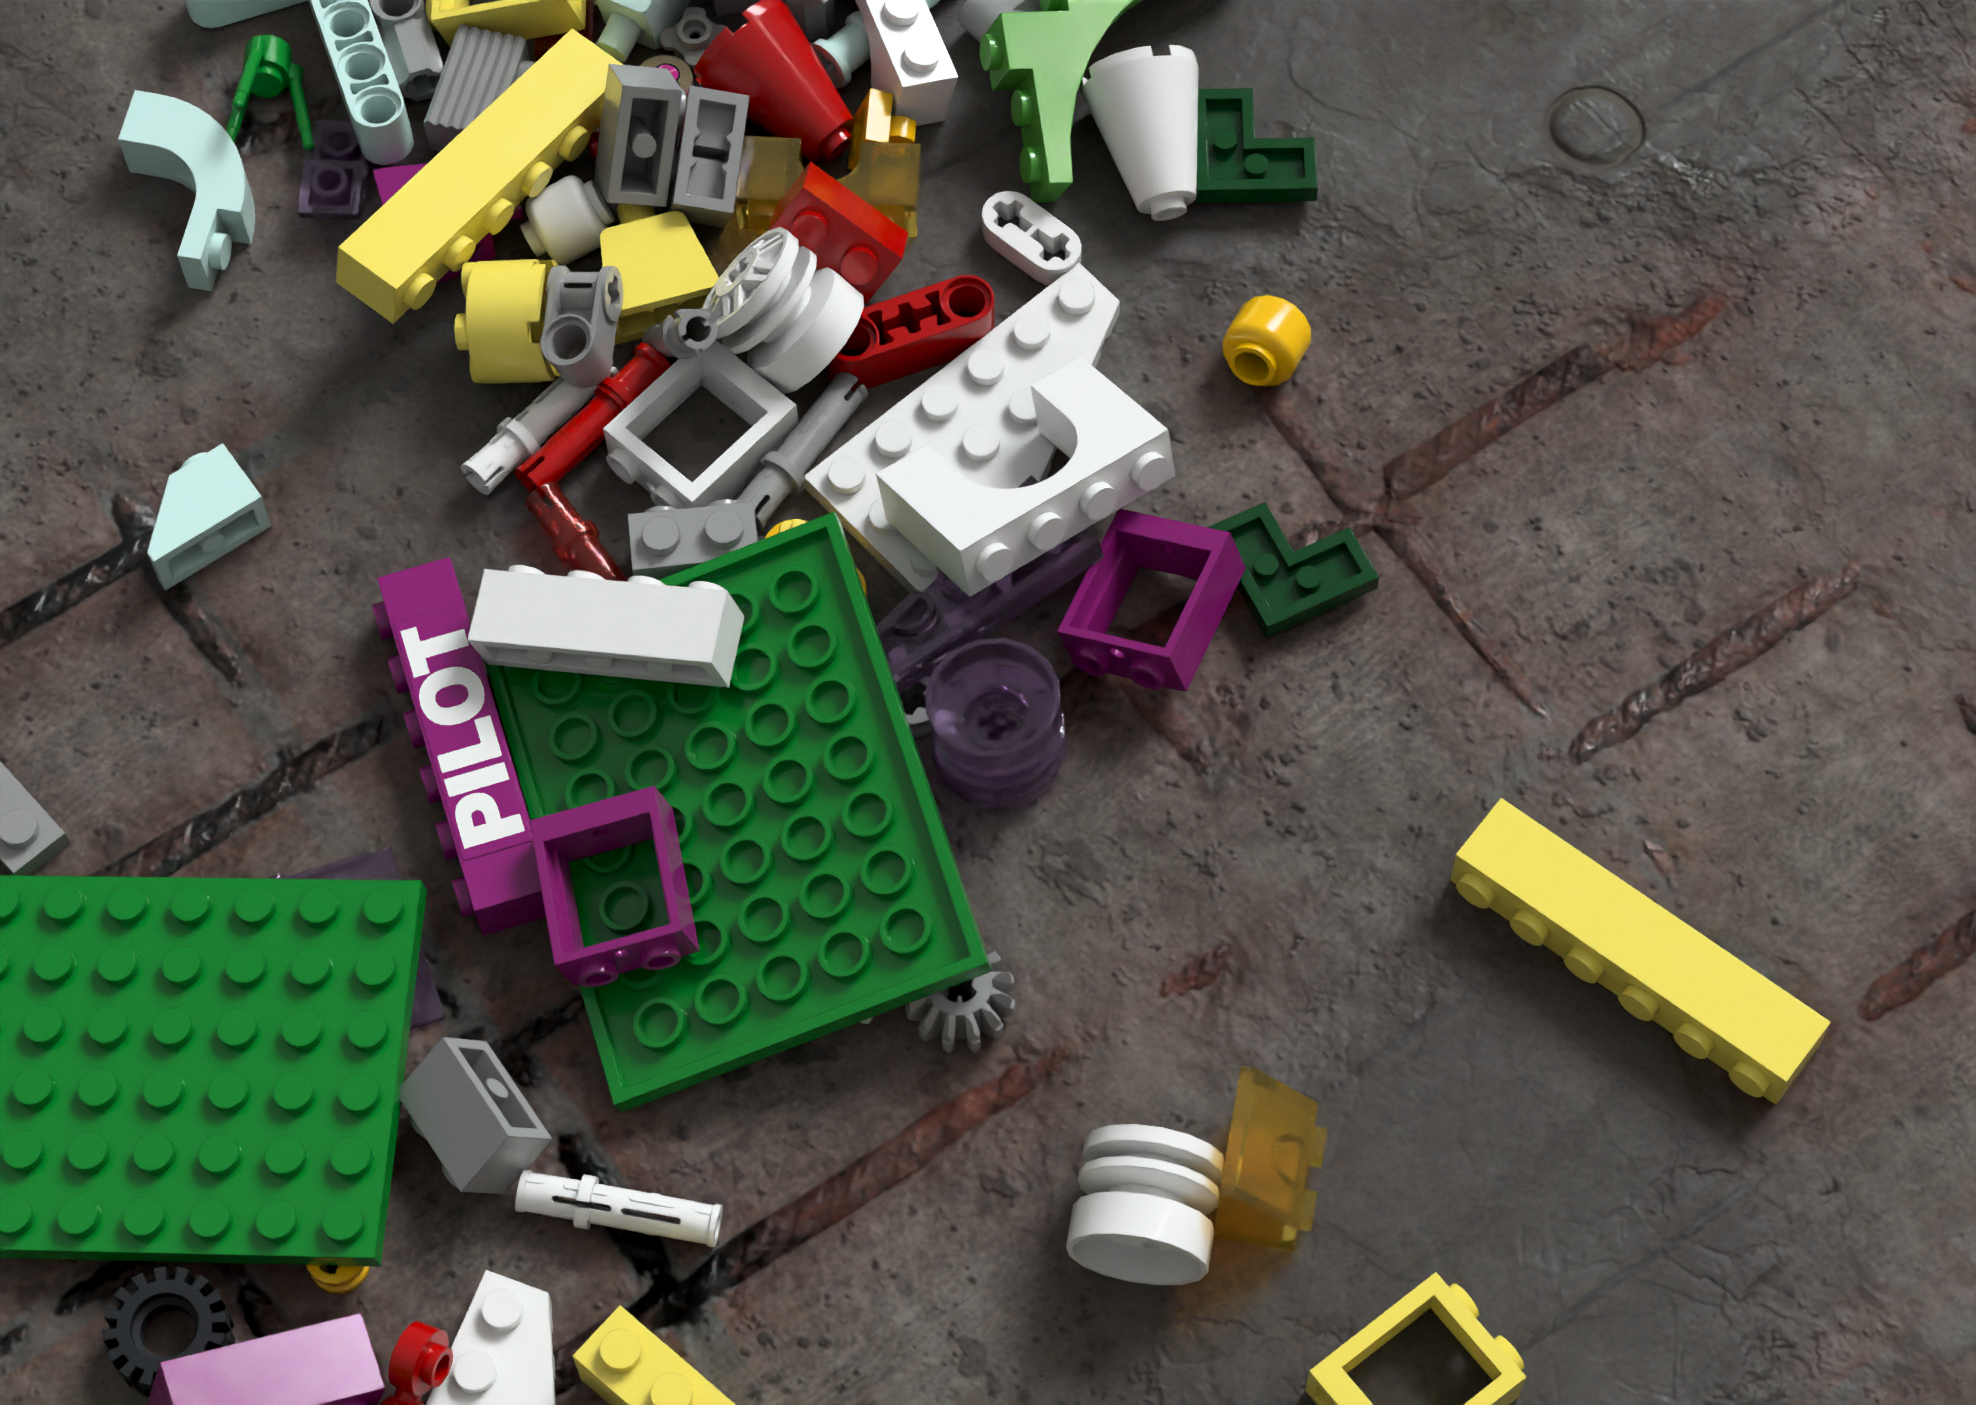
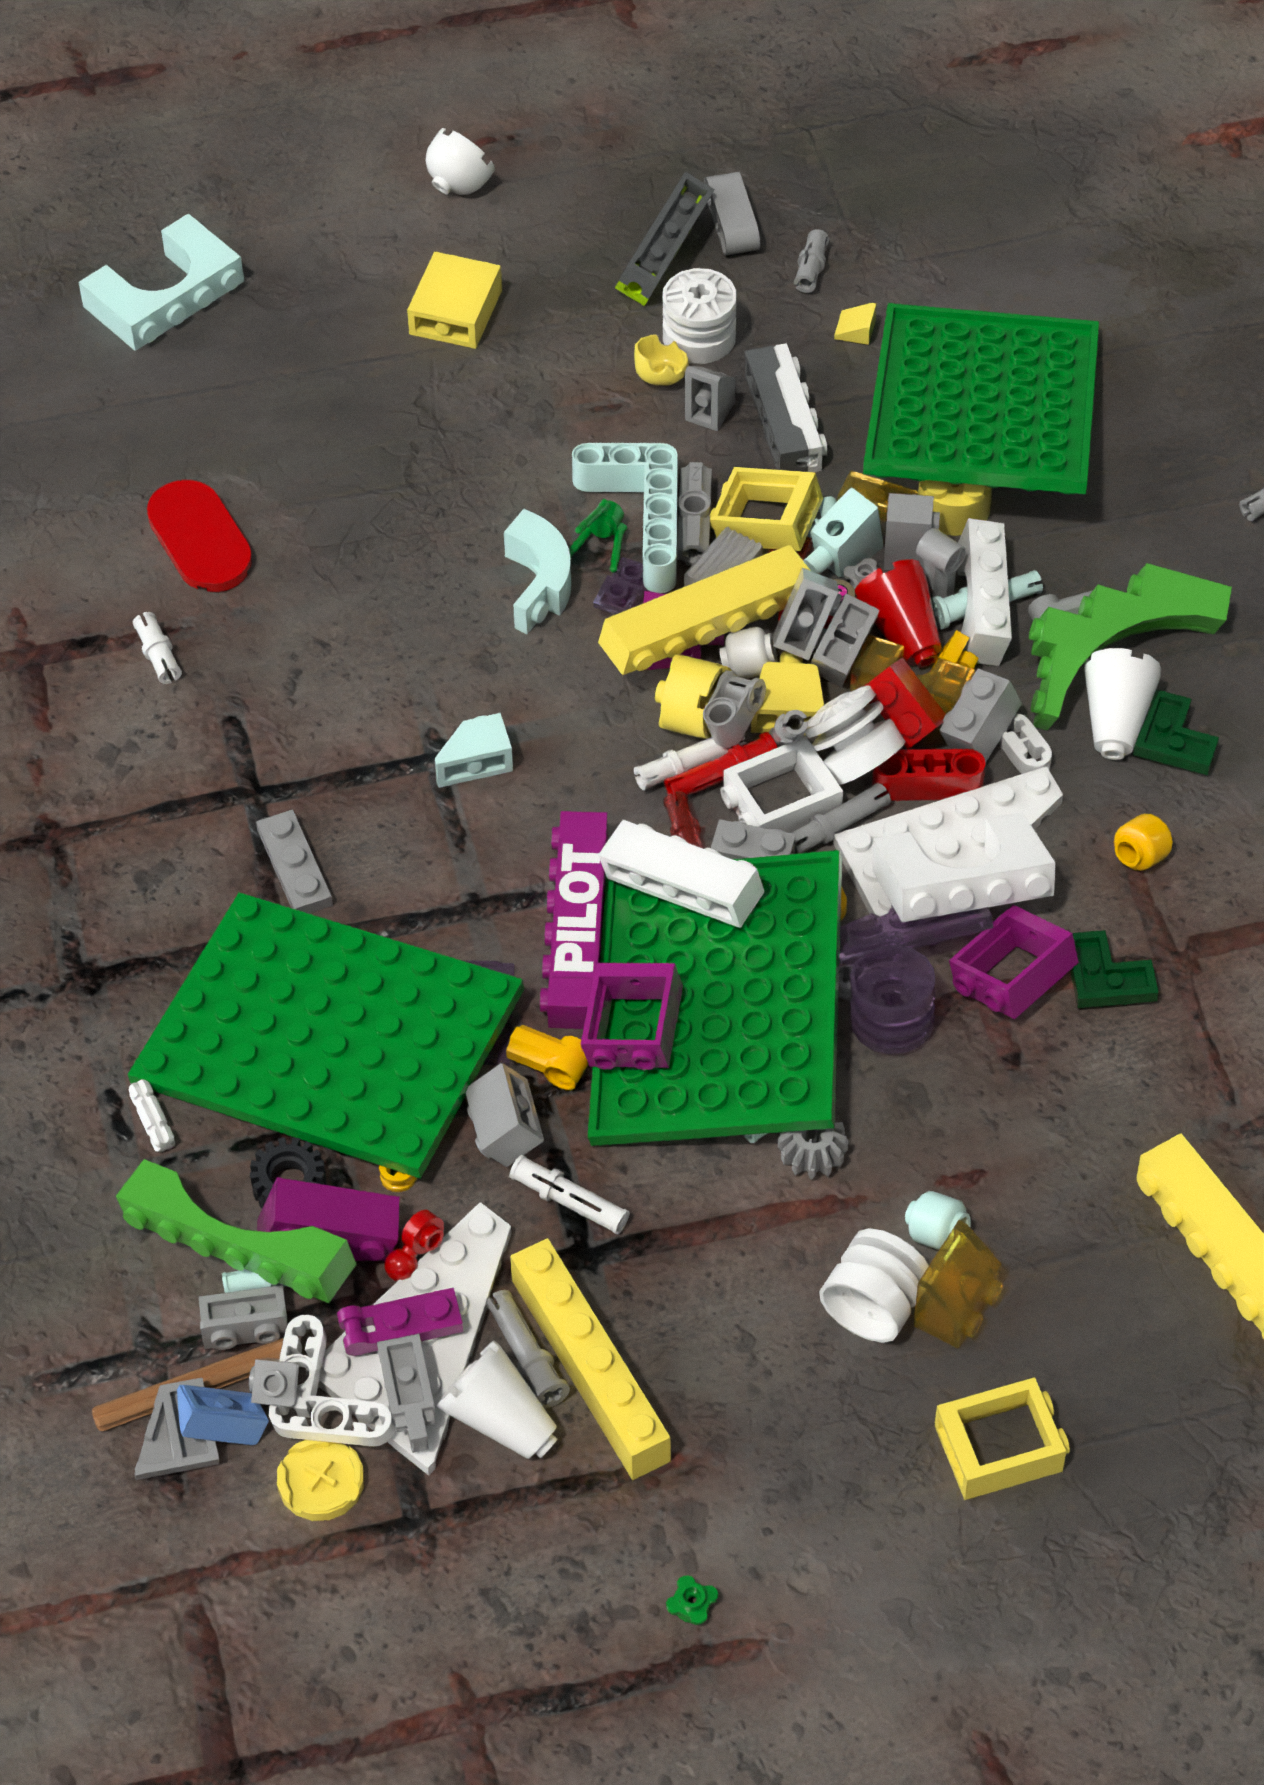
camera: 20 degrees right, 10 degrees down
(520, 988) = (558, 1059): none -> yellow piece
(956, 214) = (981, 713): none -> light grey brick
(1192, 1059) = (934, 1217): none -> light aqua head

